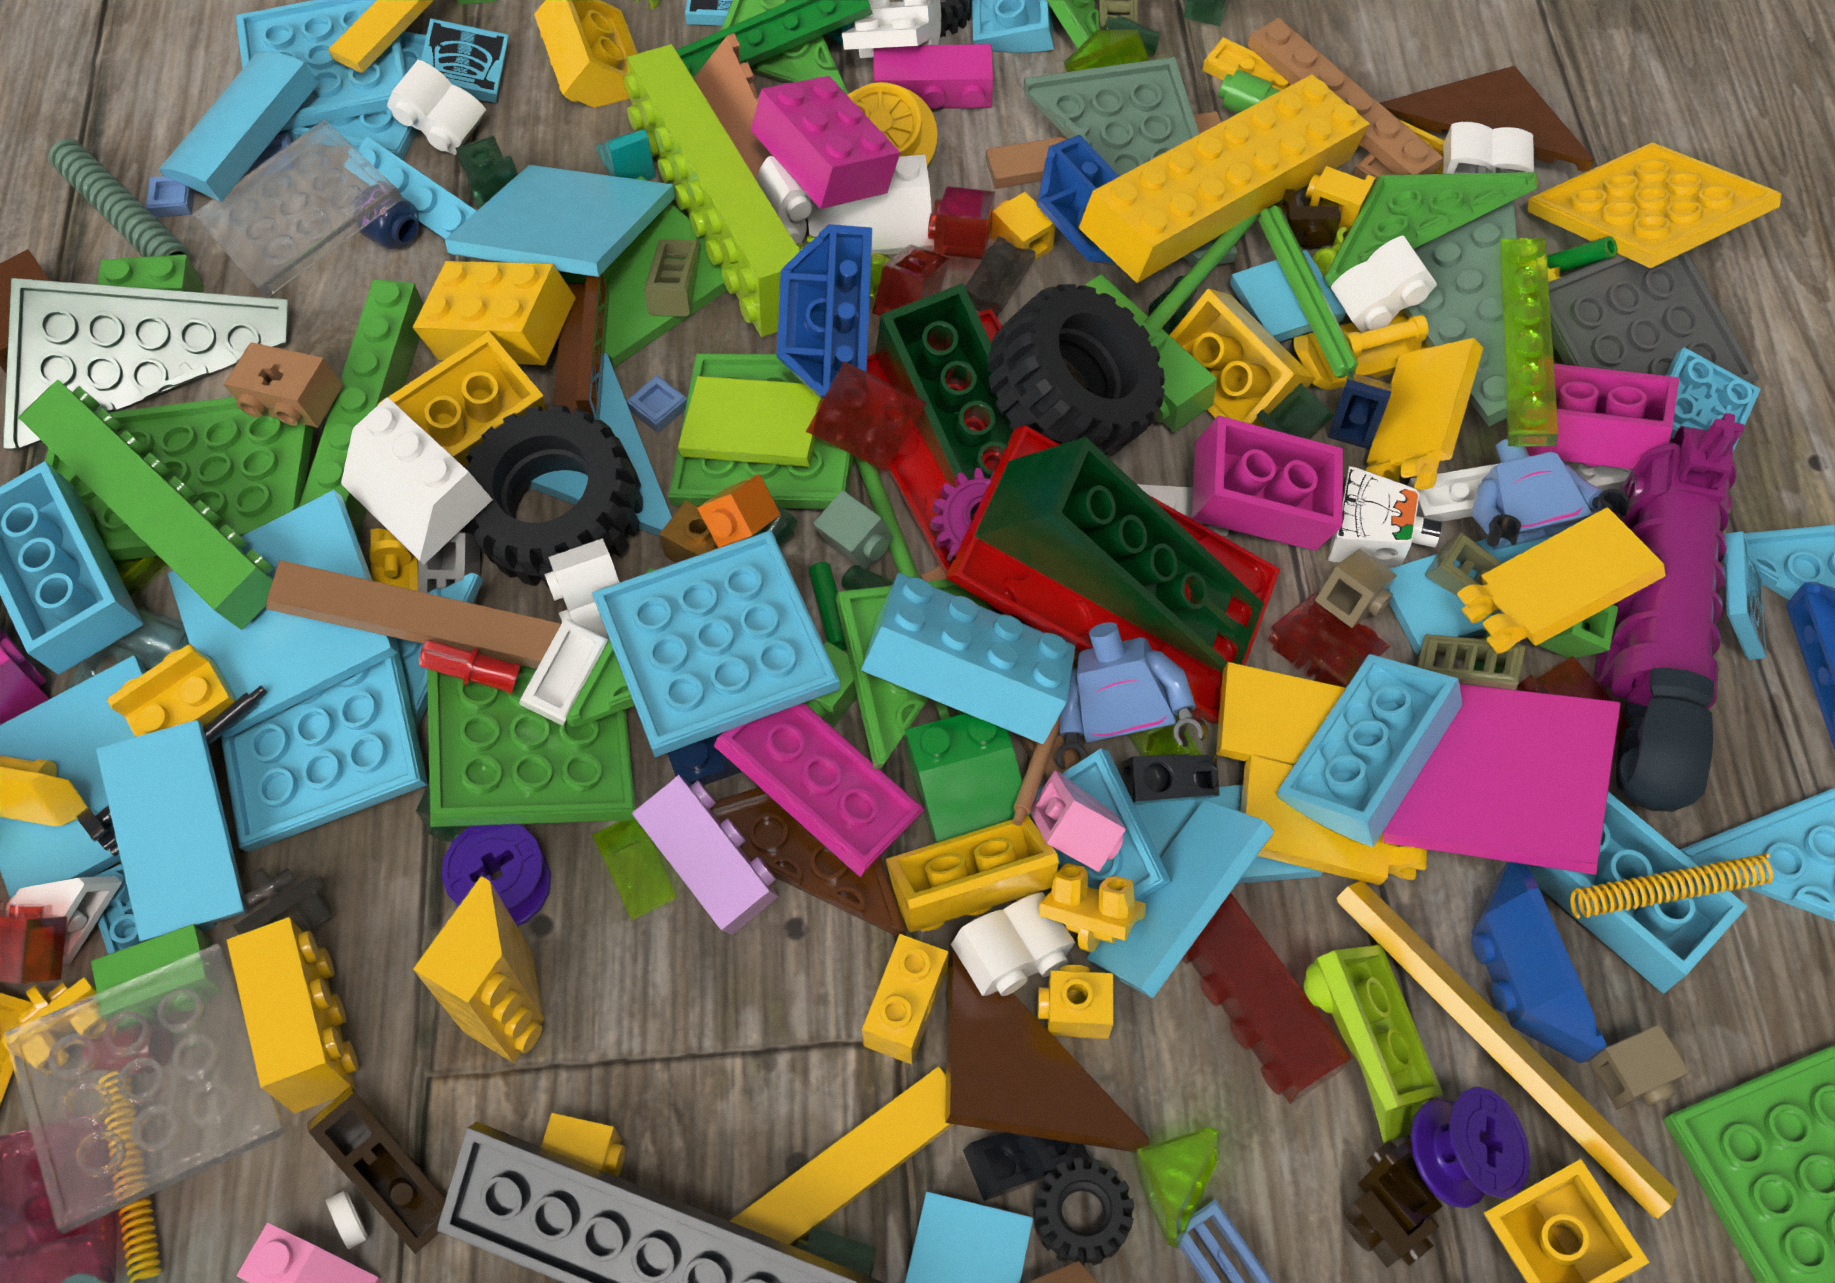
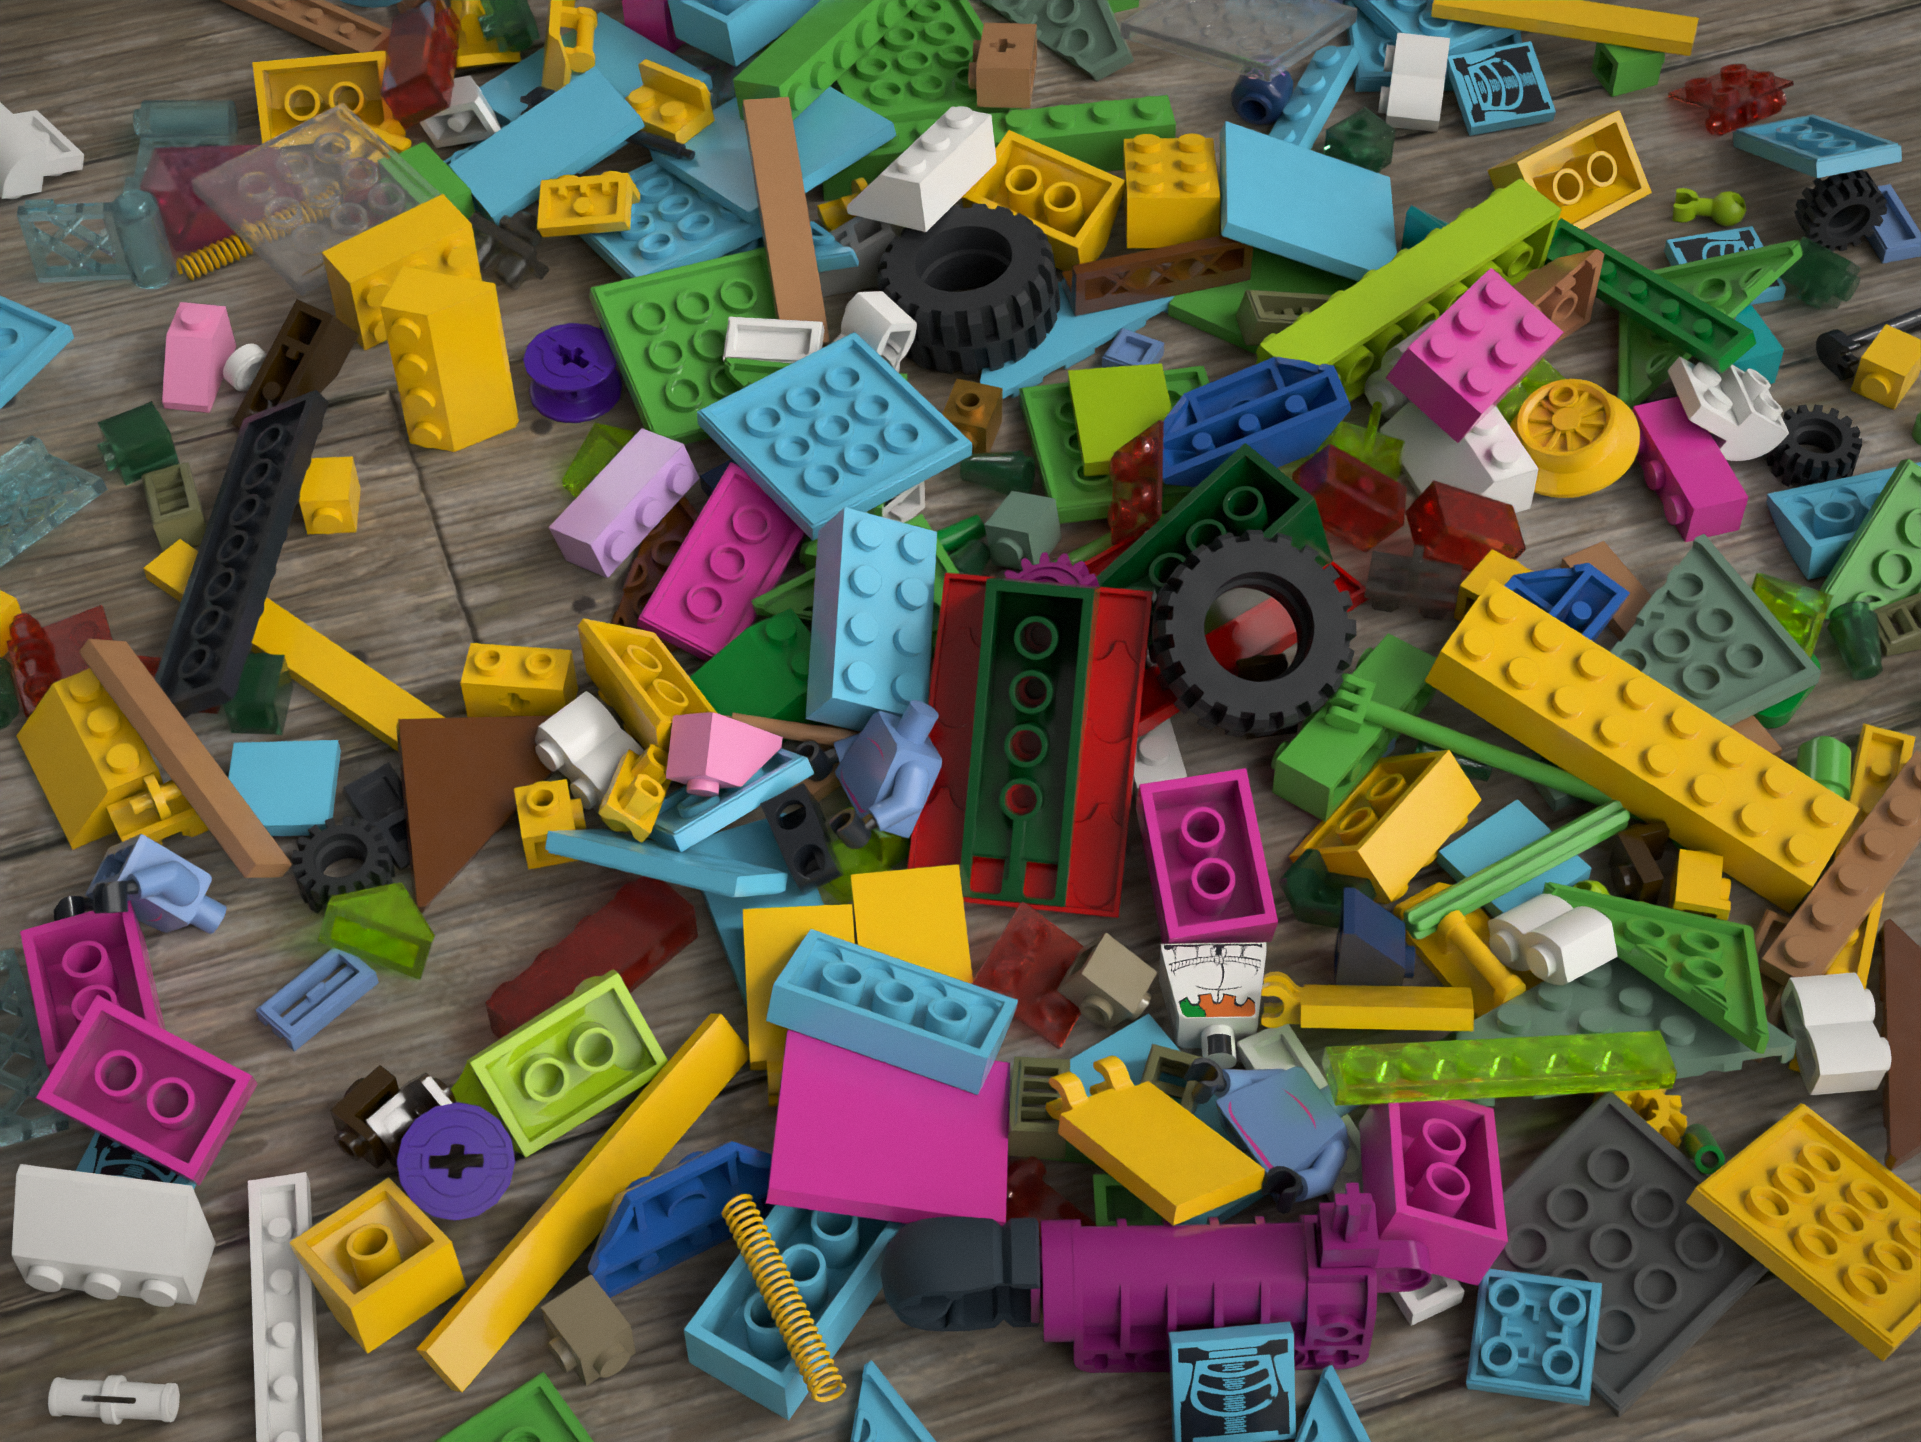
camera: 75 degrees right, 10 degrees down
(280, 808) = (586, 204): none -> yellow bracket
(469, 665) = (751, 274): red axle -> none
(739, 511) = (988, 417): orange brick -> none

